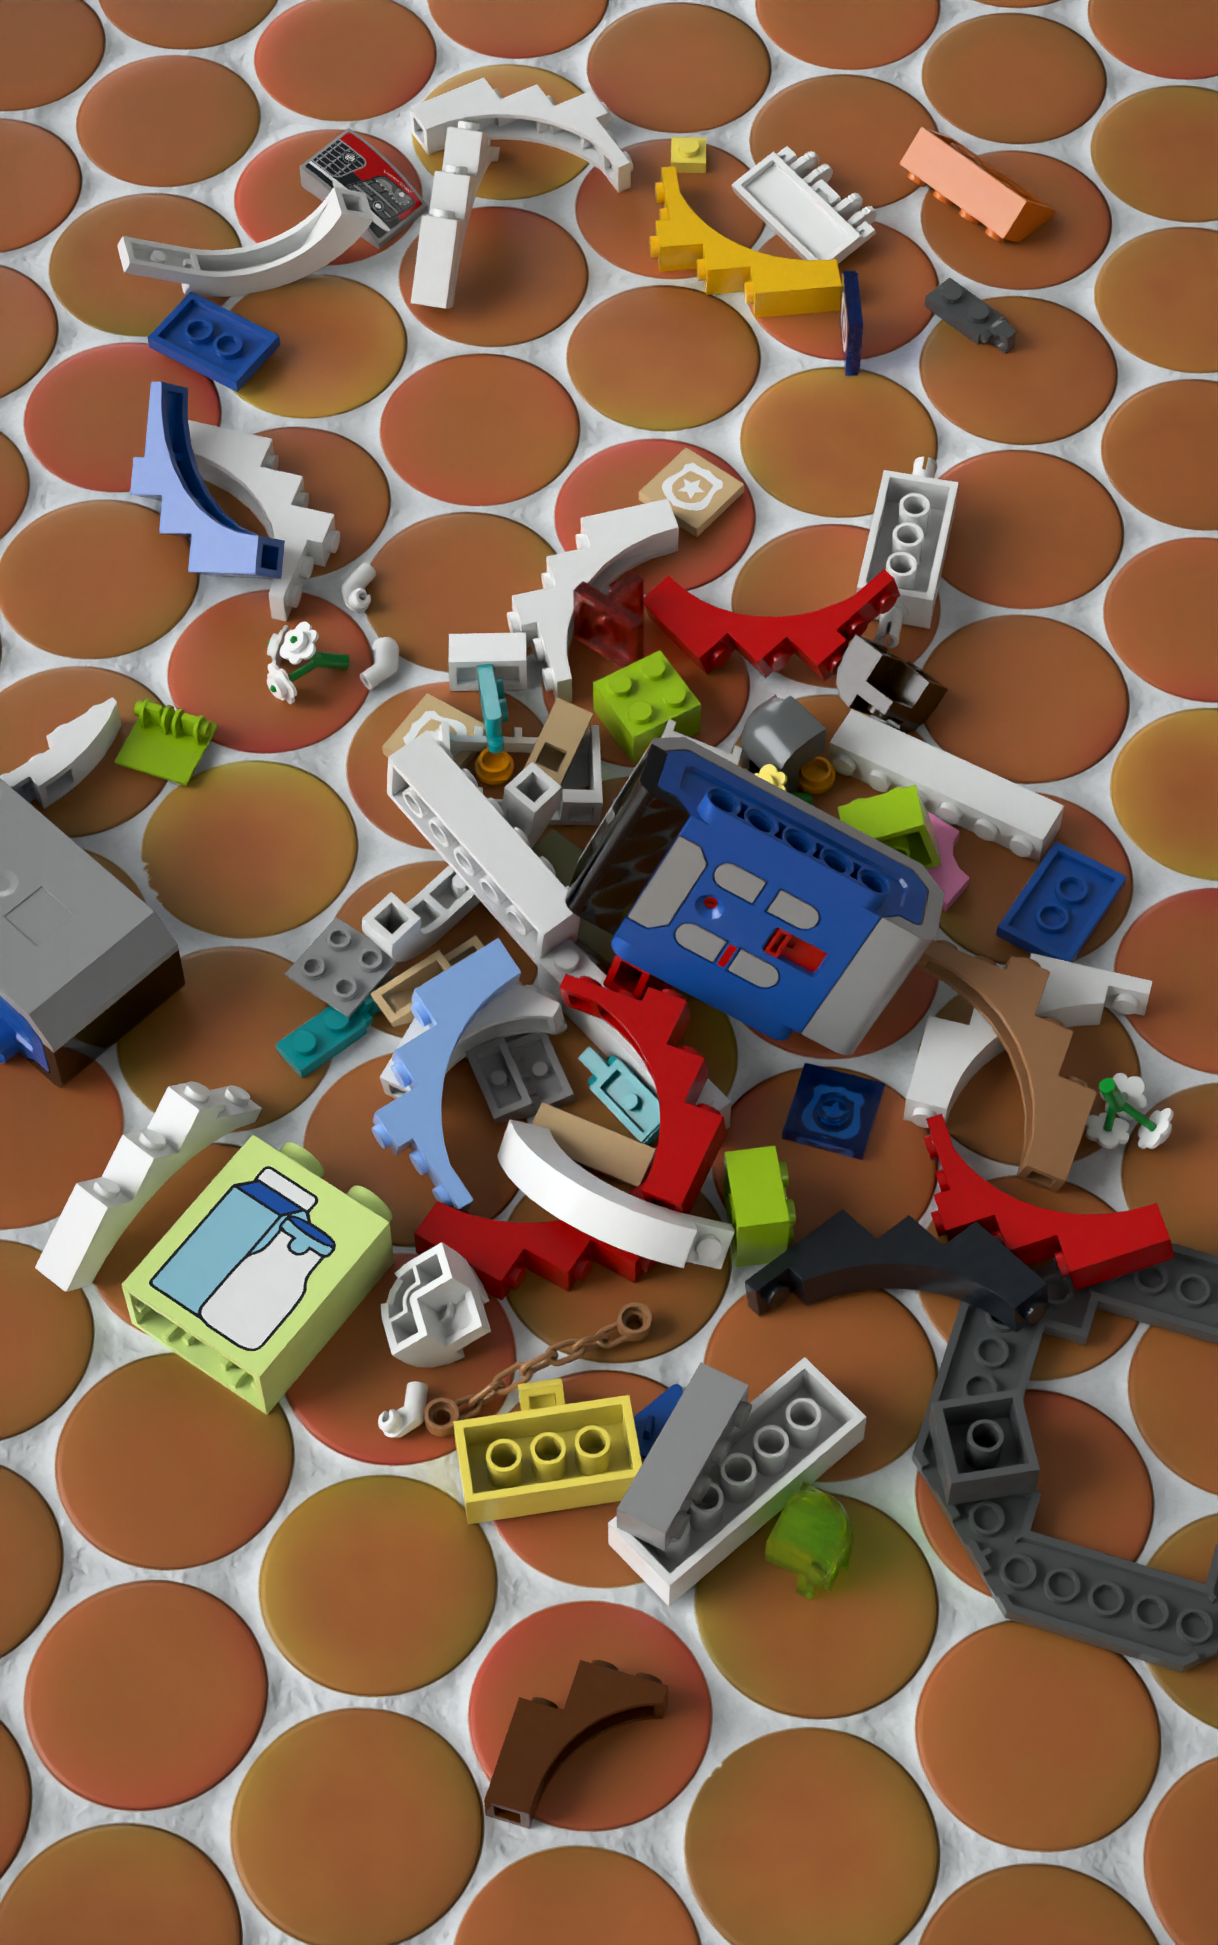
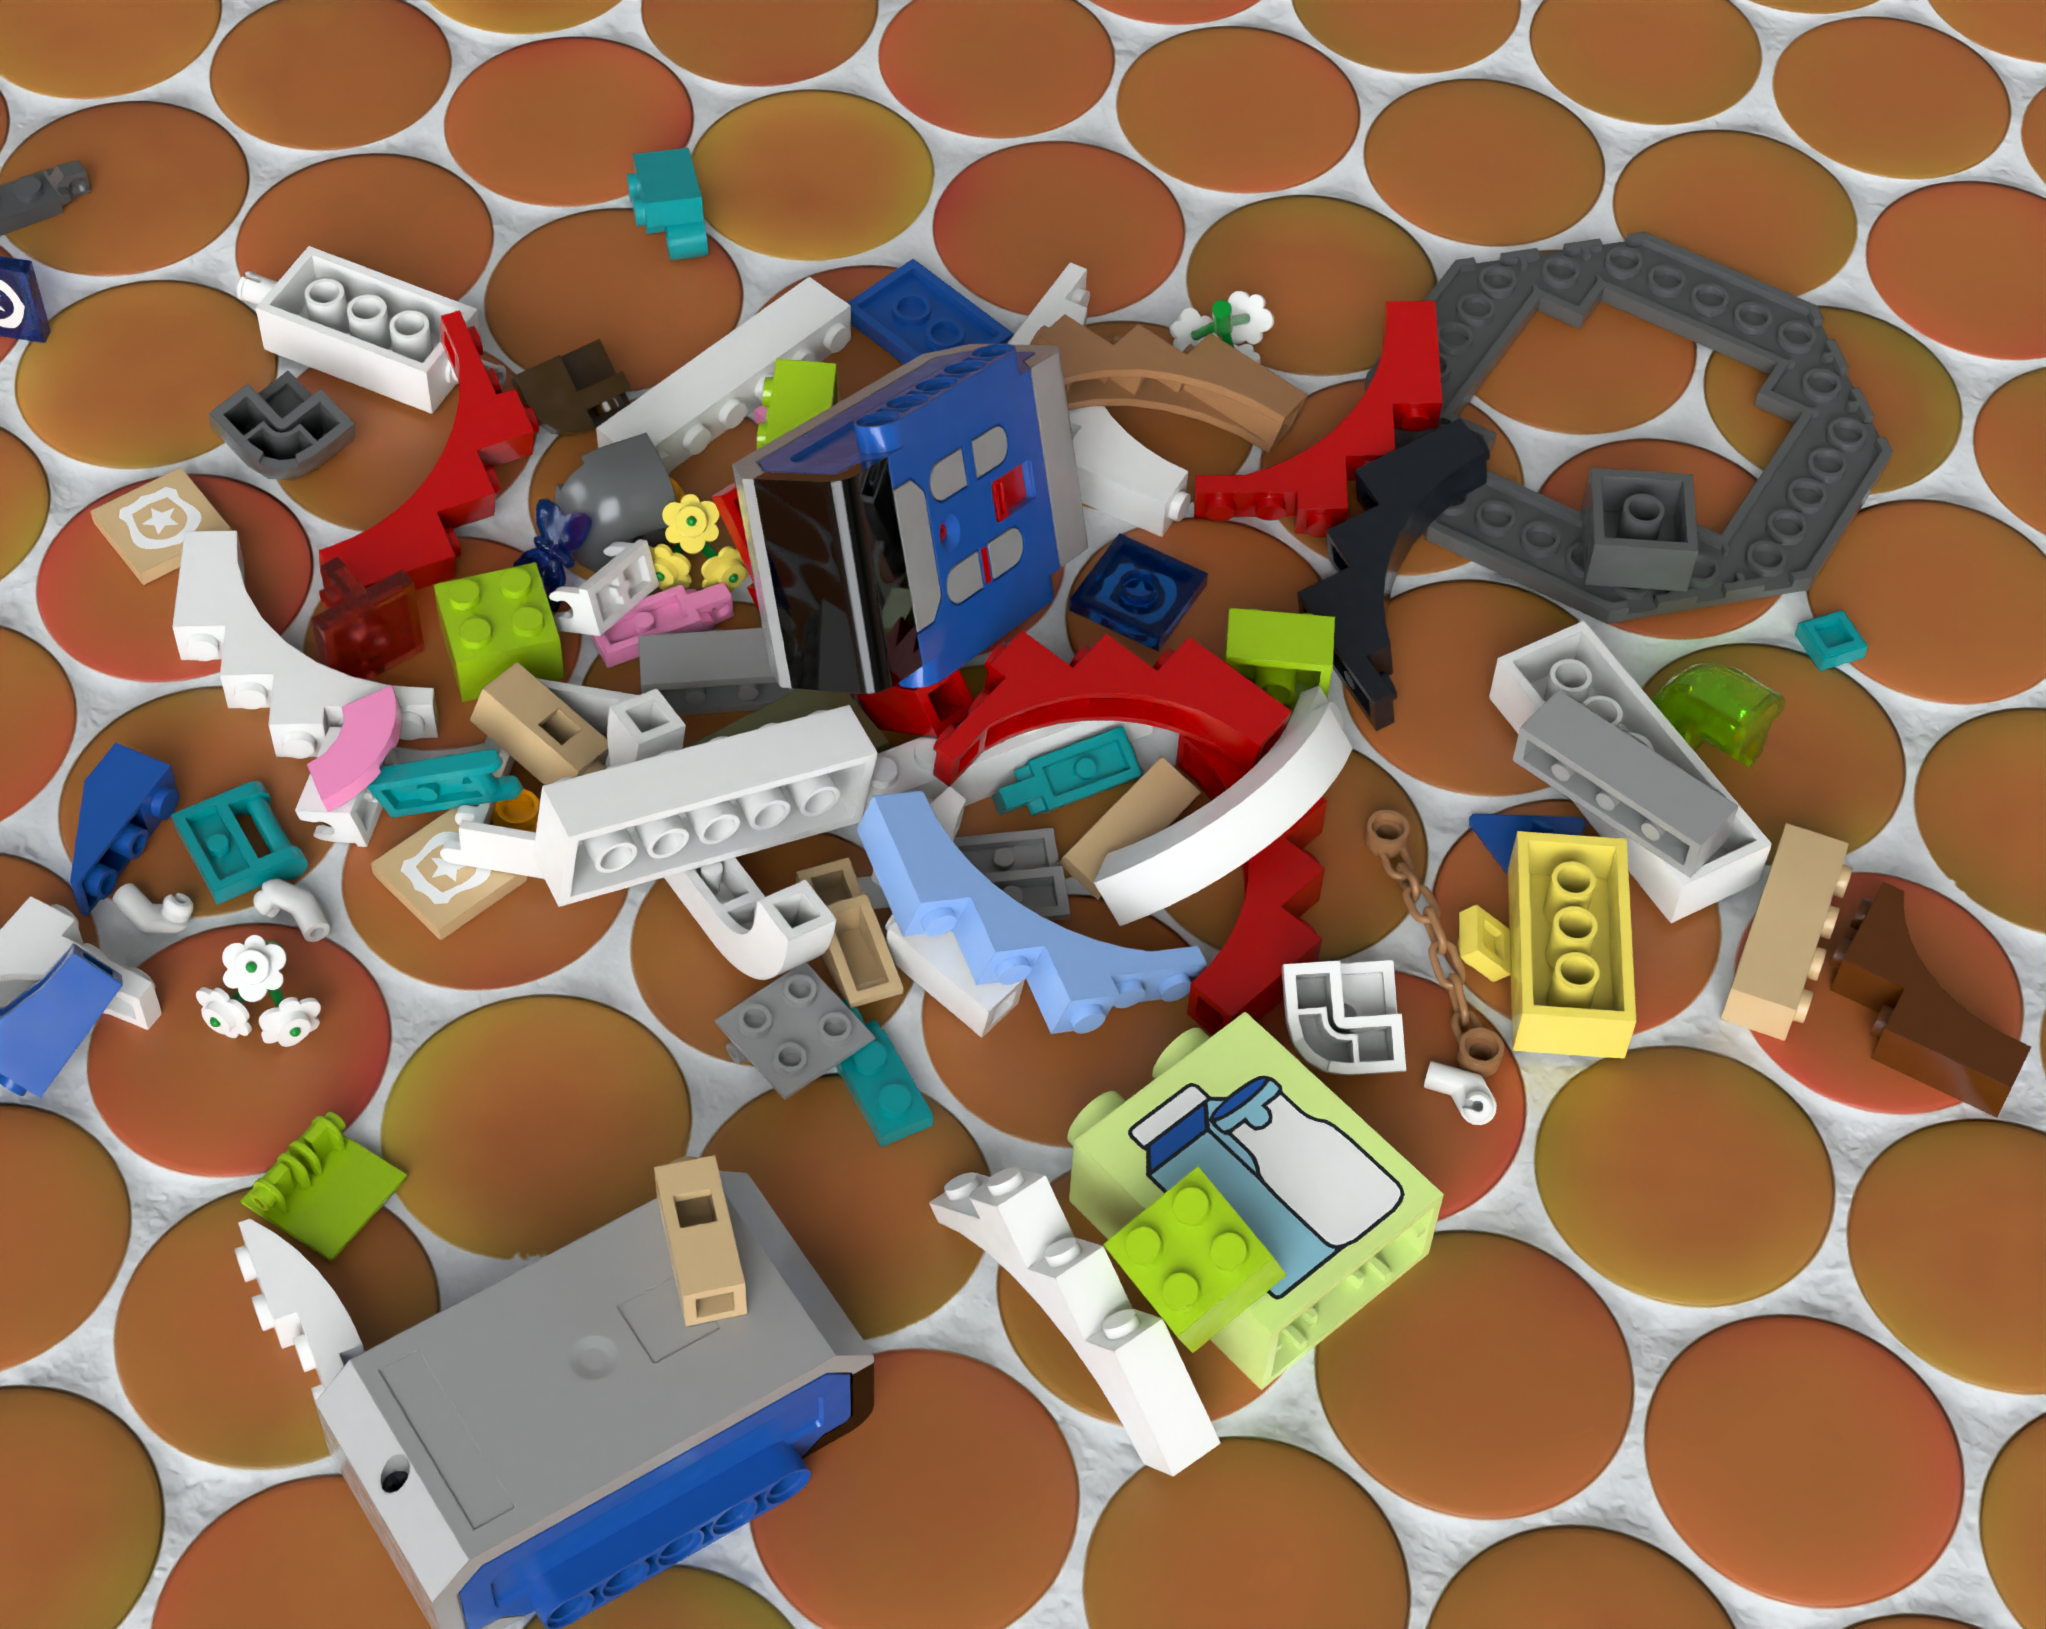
camera: 80 degrees left, 5 degrees down
(86, 910) = (700, 1240): none -> tan brick
(154, 1216) = (1195, 1259): none -> lime brick
(418, 607) = (223, 850): none -> teal plate
(421, 542) = (118, 813): none -> blue slope
(486, 647) = (353, 760): none -> bright pink tile
(614, 1626) = (1786, 932): none -> tan brick
(732, 715) = (555, 546): none -> clear blue piece
(785, 524) = (282, 428): none -> dark grey brick
(952, 1641) = (1831, 640): none -> teal tile
(1123, 699) = (669, 201): none -> teal hinge

